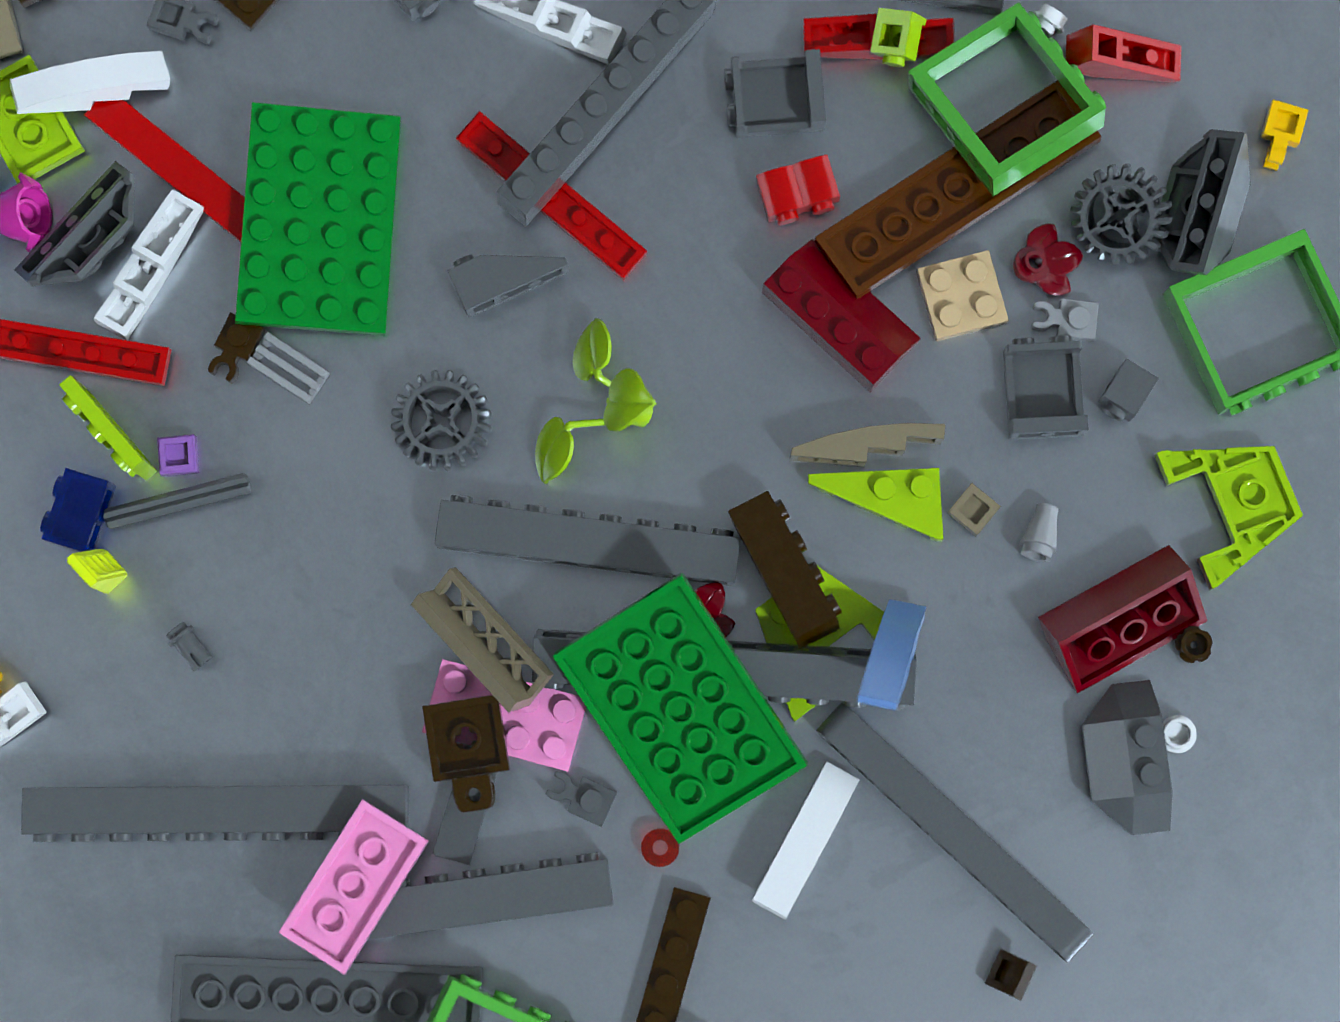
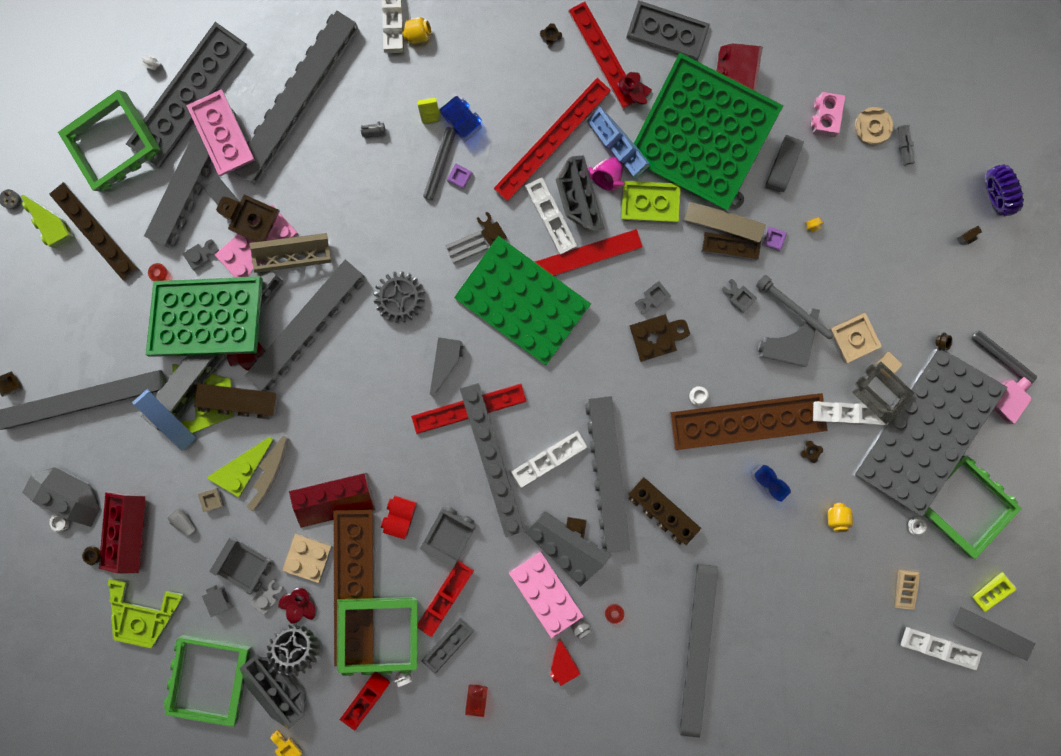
camera: 120 degrees right, 5 degrees up
(89, 80) = (648, 239): white slope -> none
(106, 429) = (486, 151): lime plate -> none
(626, 405) = (348, 379): lime plant -> none
(805, 840) = (118, 335): white slope -> none
(891, 27) = (439, 600): lime brick -> none

